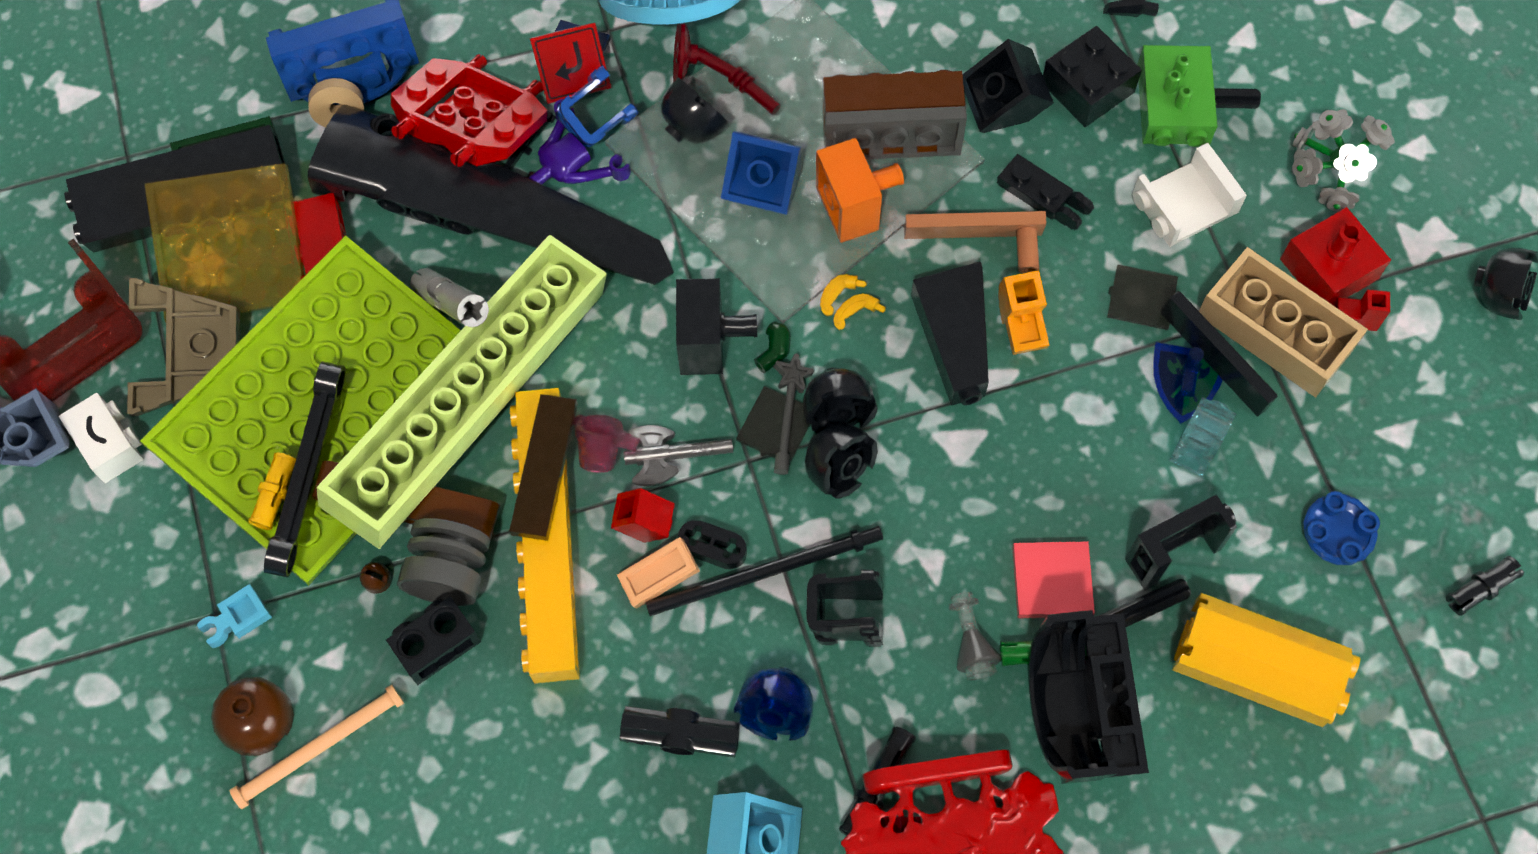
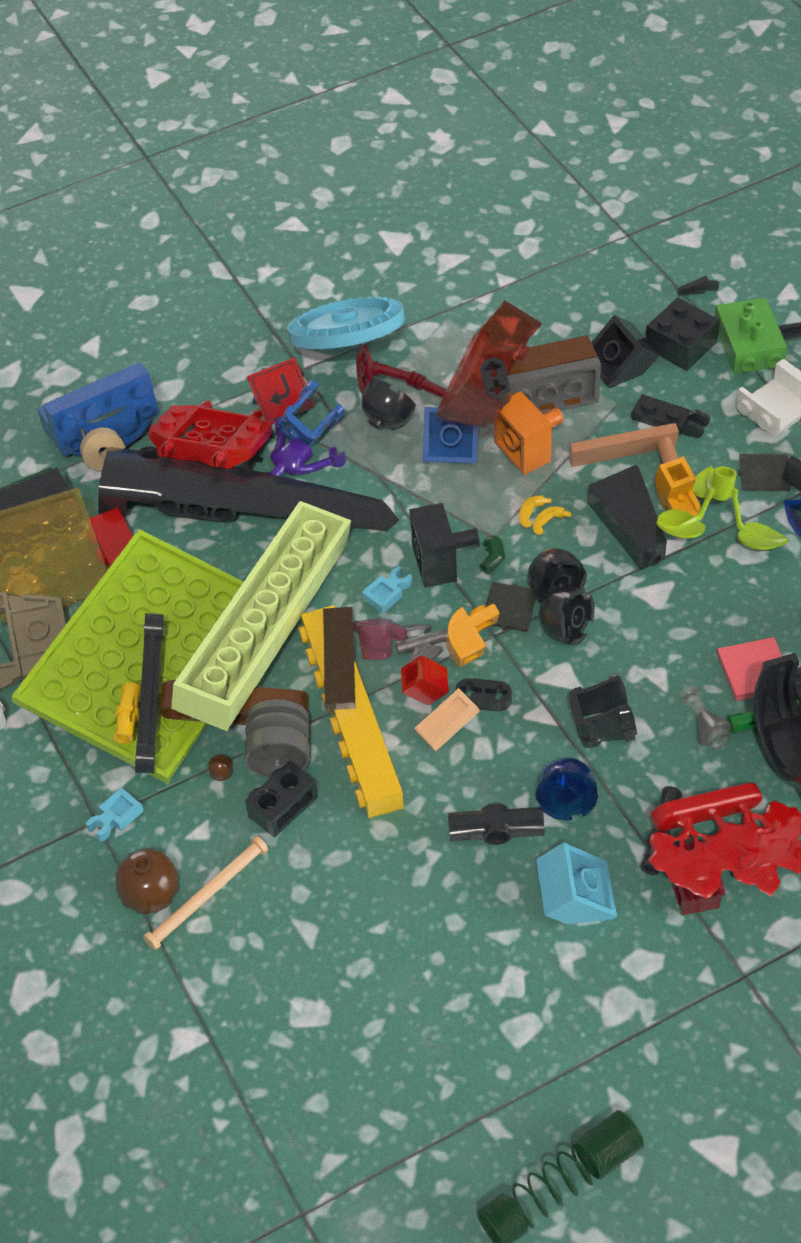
camera: 10 degrees left, 15 degrees down
(450, 297) = (239, 552): light grey piece -> none
(629, 376) = (386, 592): none -> medium azure plate
(703, 463) = (462, 633): none -> light orange brick
(792, 377) = (515, 571): dark grey piece -> none
(814, 102) = (501, 337): none -> clear red windscreen
(816, 122) = (500, 380): none -> black beam
(853, 541) = (594, 670): black bar -> none
(1075, 313) = (719, 485): none -> lime plant

